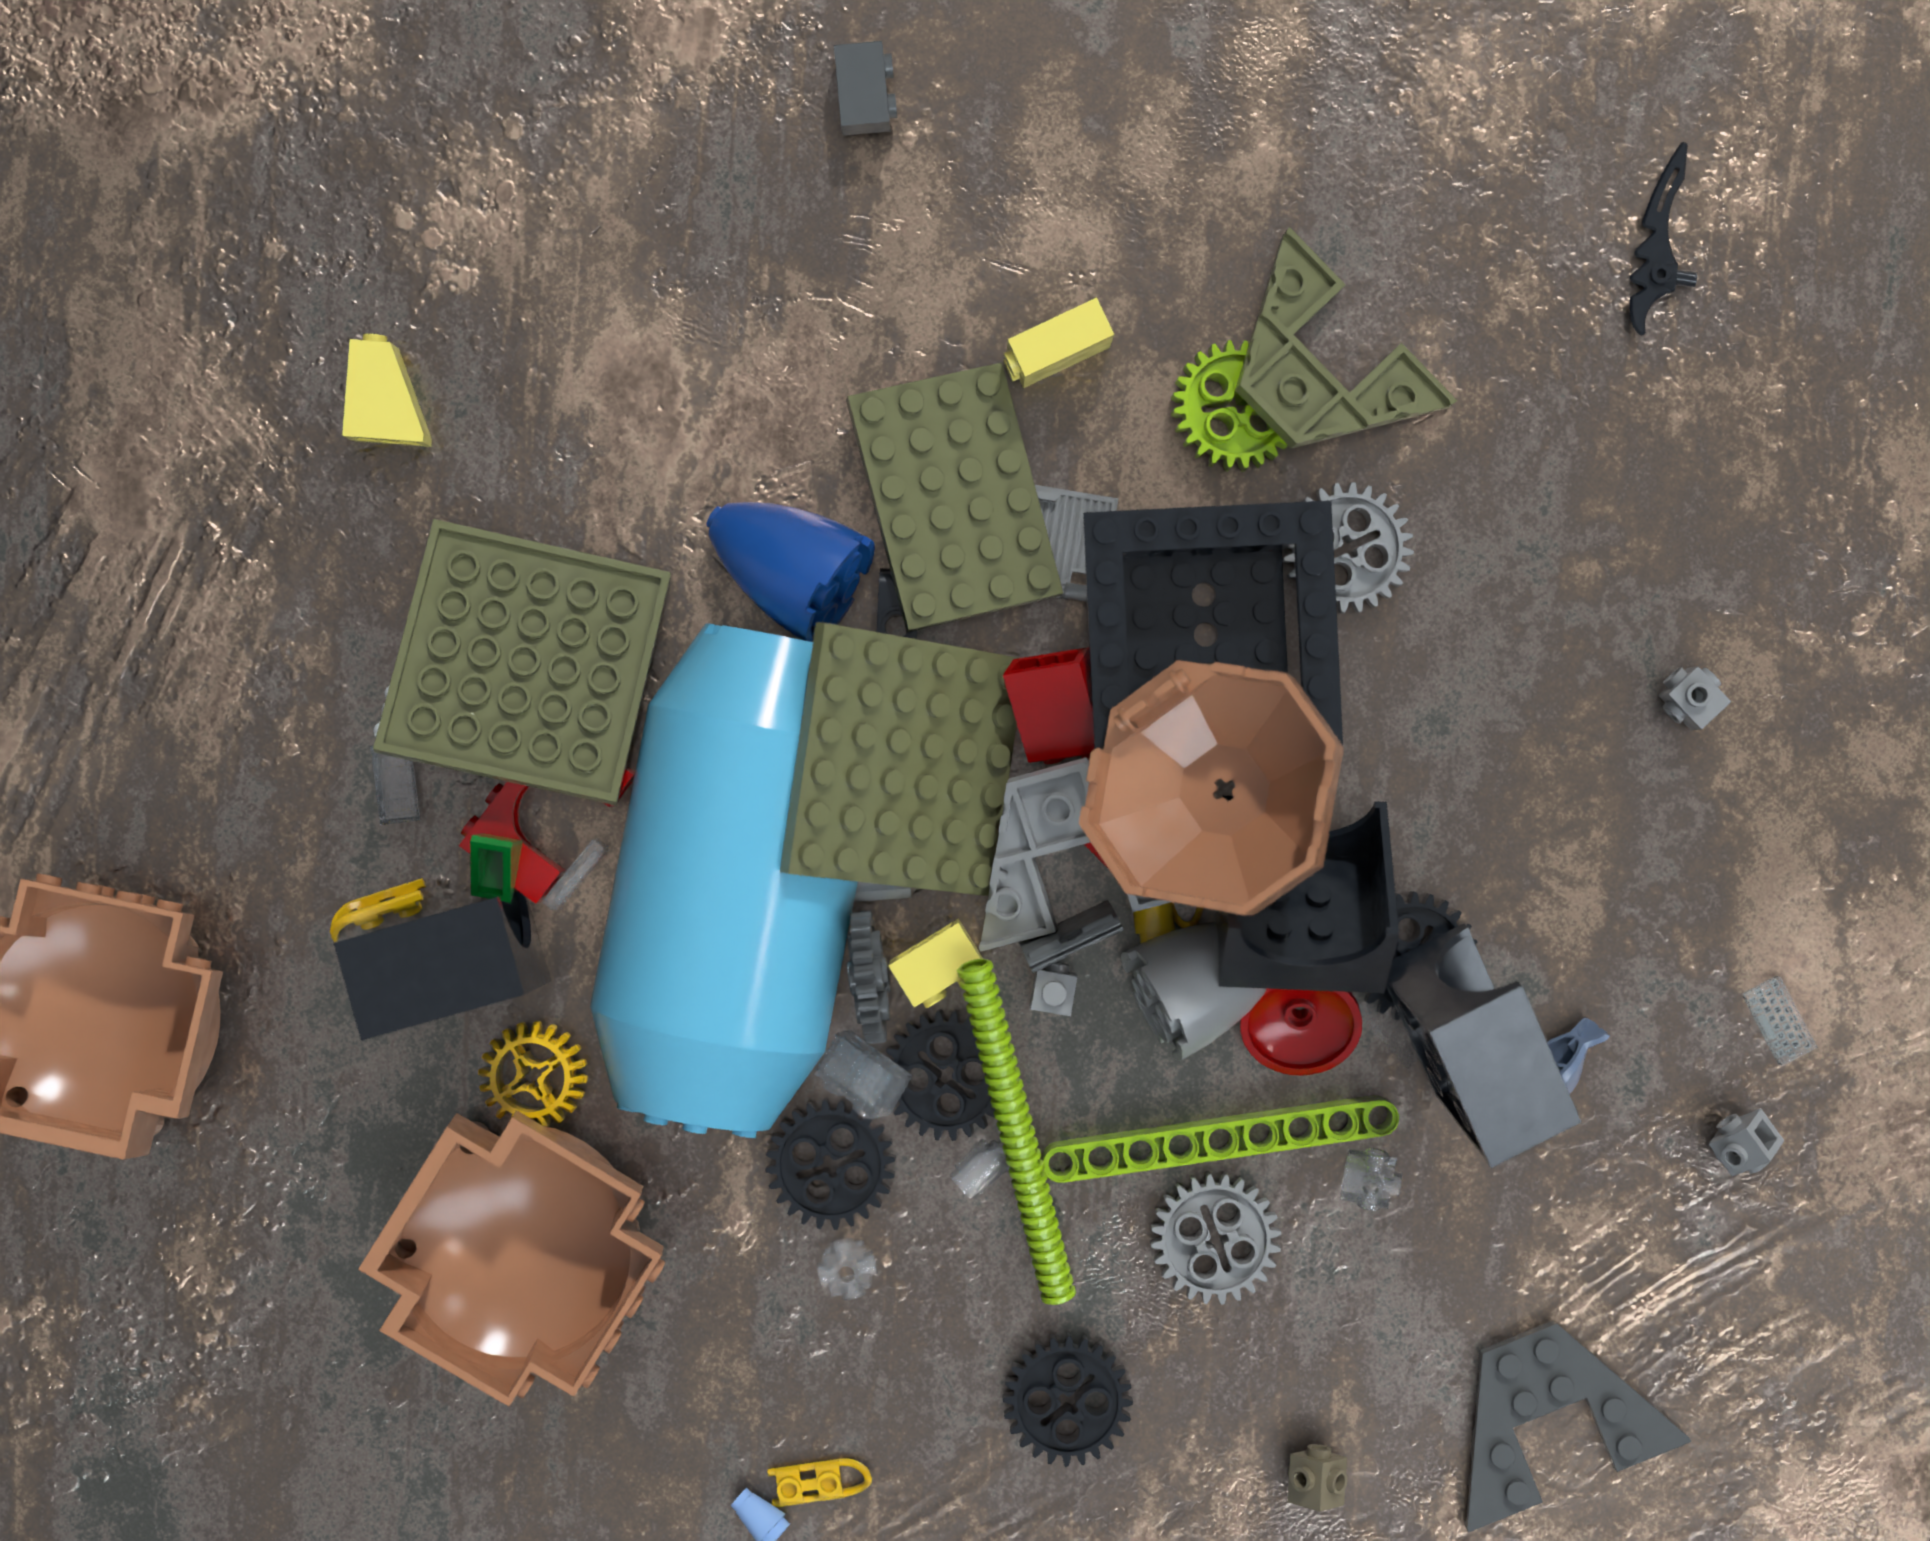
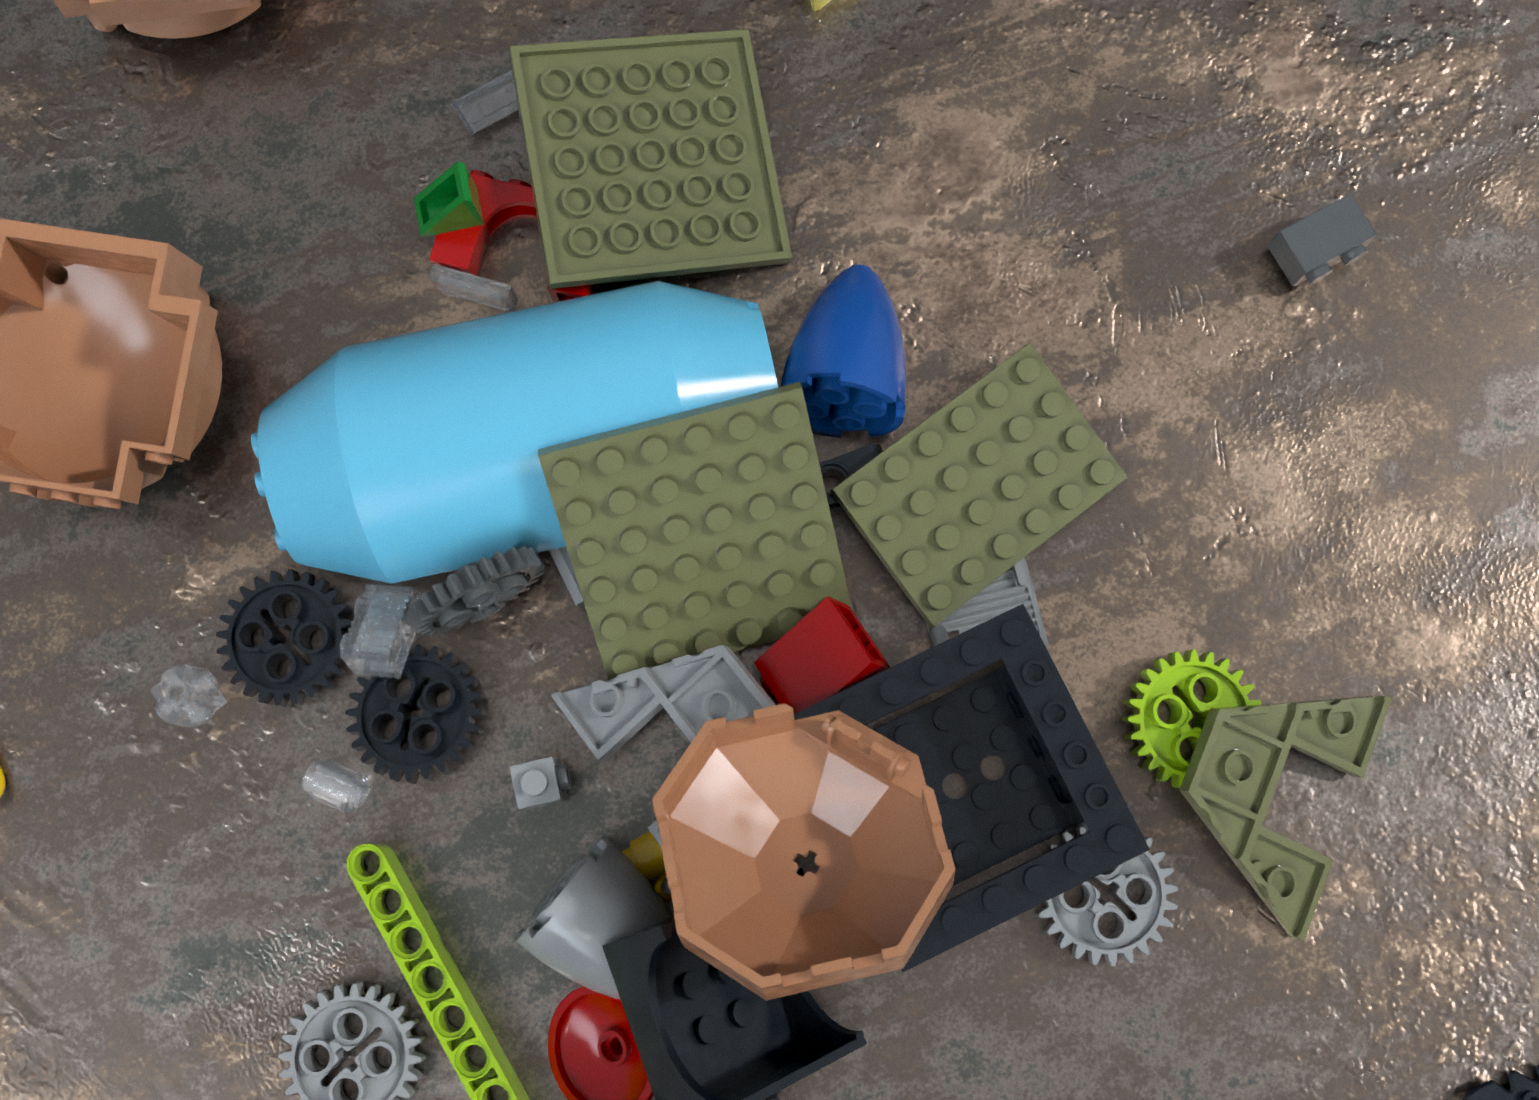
camera: 75 degrees right, 10 degrees down
(371, 909) = (368, 124): yellow piece -> none
(442, 965) = (330, 186): black container -> none
(563, 1056) = (285, 300): yellow gear -> none
(933, 964) = (513, 650): light yellow brick -> none
(1016, 1131) = (379, 803): lime piece -> none
(1041, 1374) = (119, 1010): black gear -> none
(1058, 343) = (1173, 518): light yellow brick -> none
(1071, 936) = (600, 778): dark grey piece -> none

